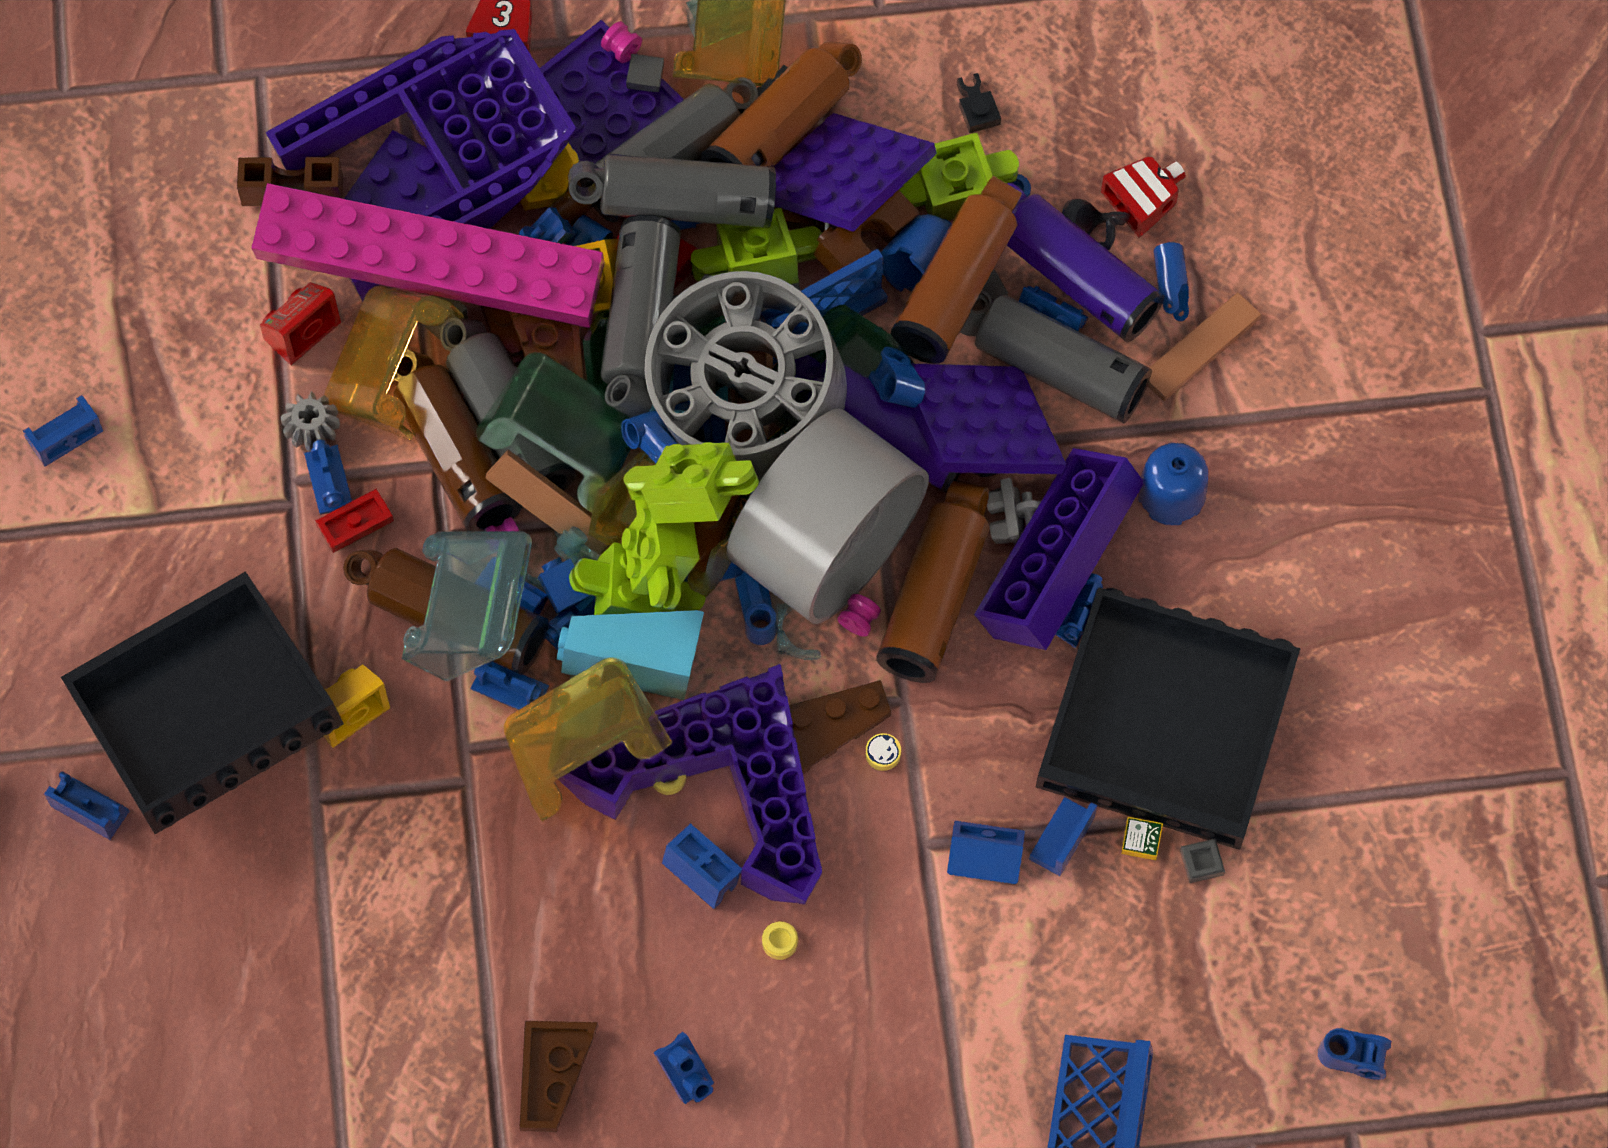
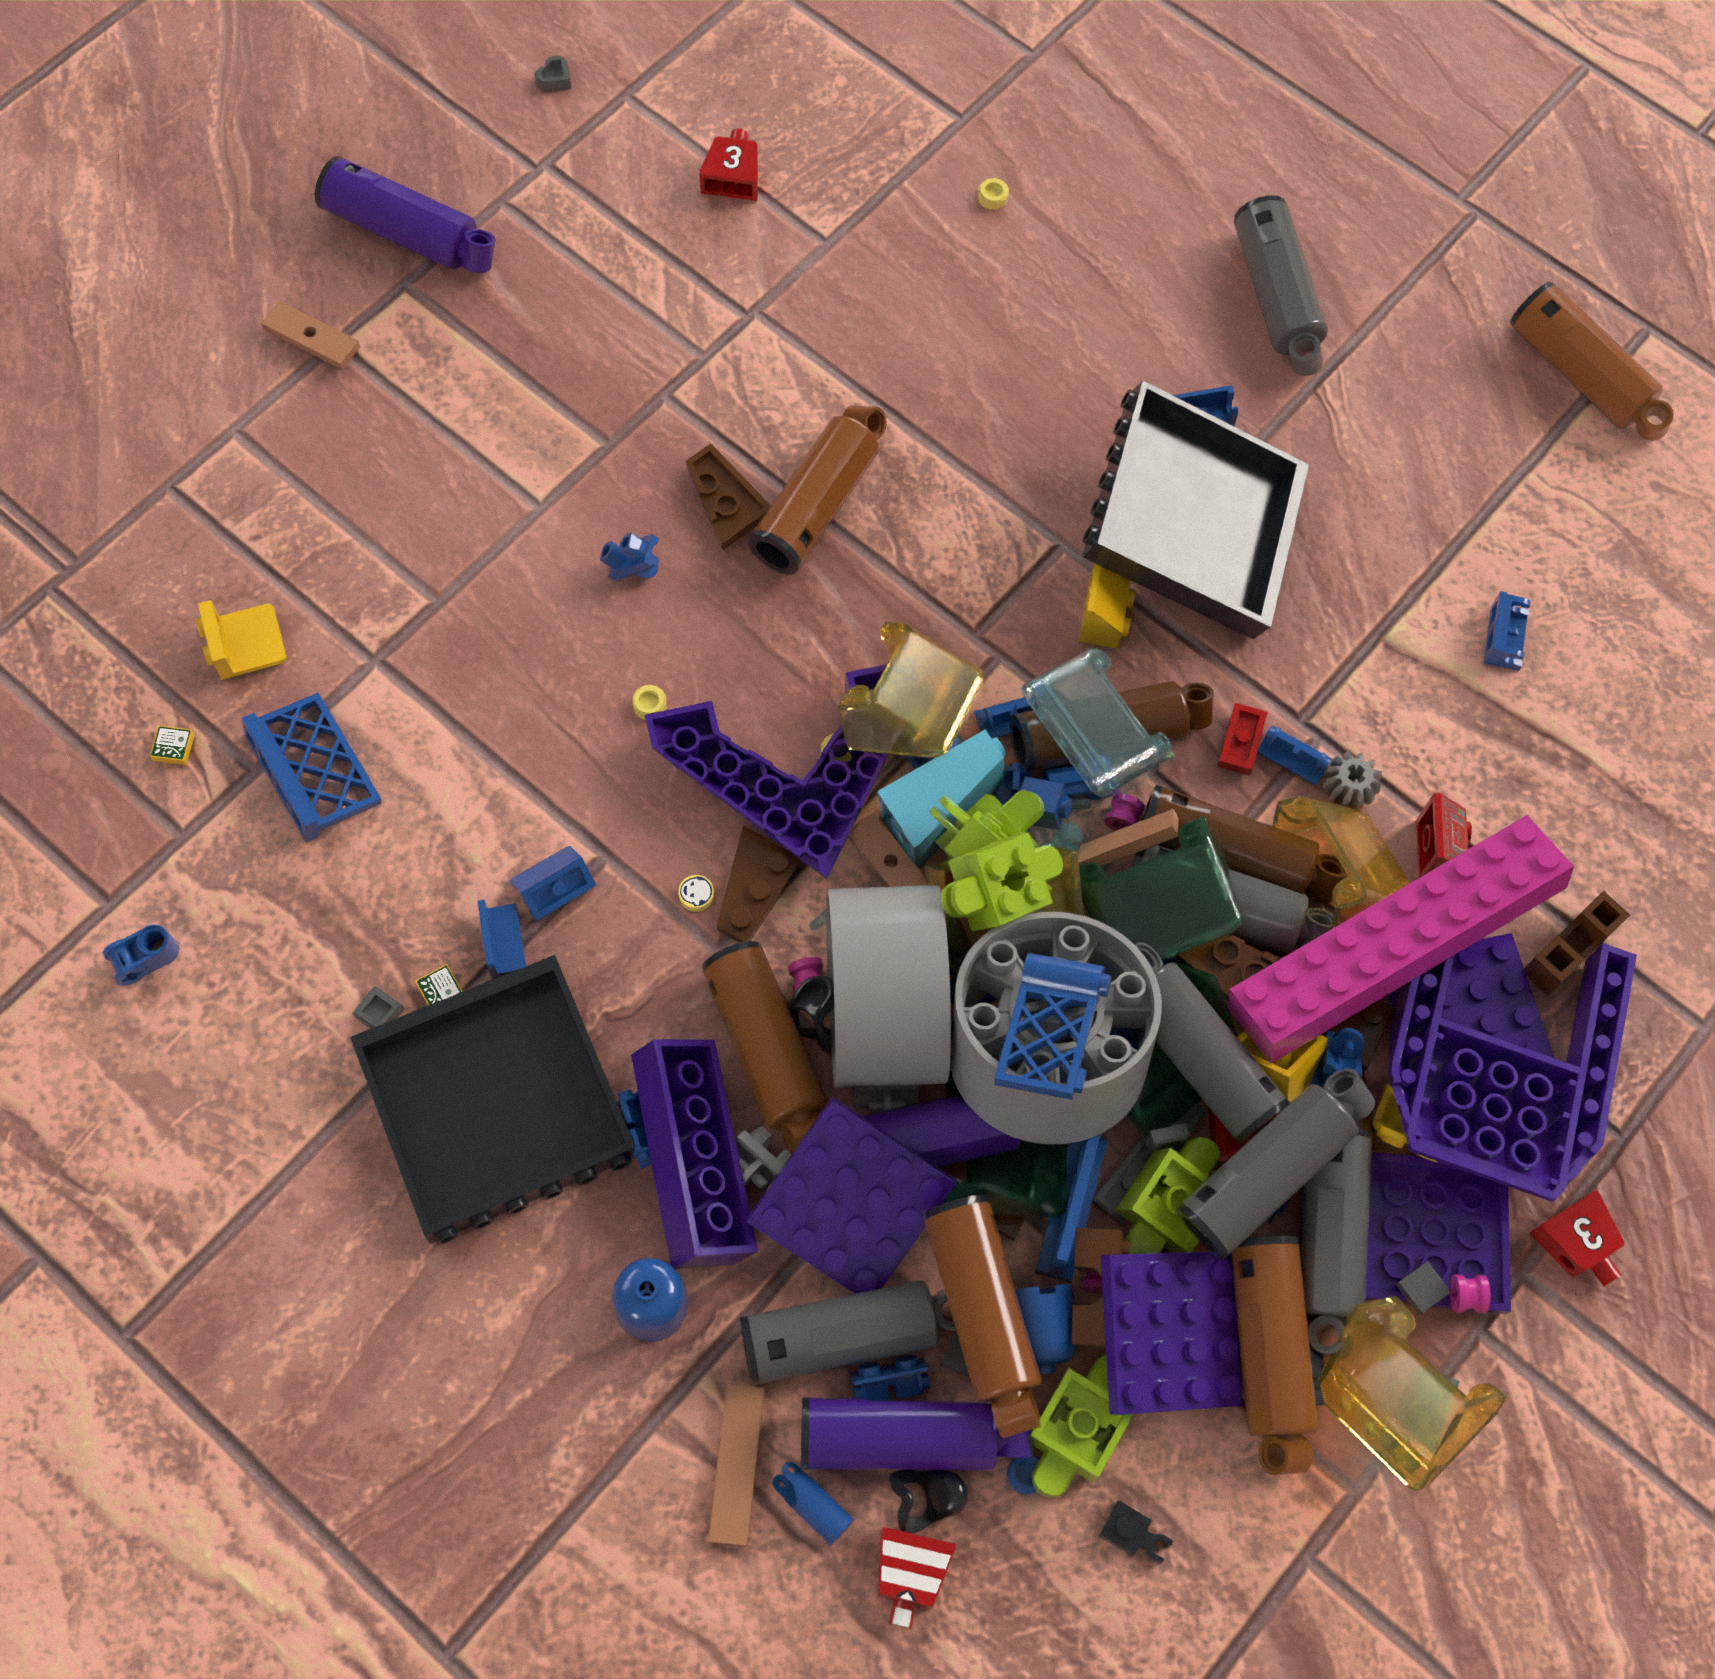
camera: 135 degrees right, 0 degrees up
(469, 999) = (818, 489): none -> dark orange piece
(701, 865) = (749, 697): blue hinge -> none
(717, 631) = (880, 847): none -> nougat tile
(724, 366) = (1059, 985): none -> blue piece
(873, 576) = (816, 999): none -> black piece
(897, 379) = (943, 1156): blue piece -> none

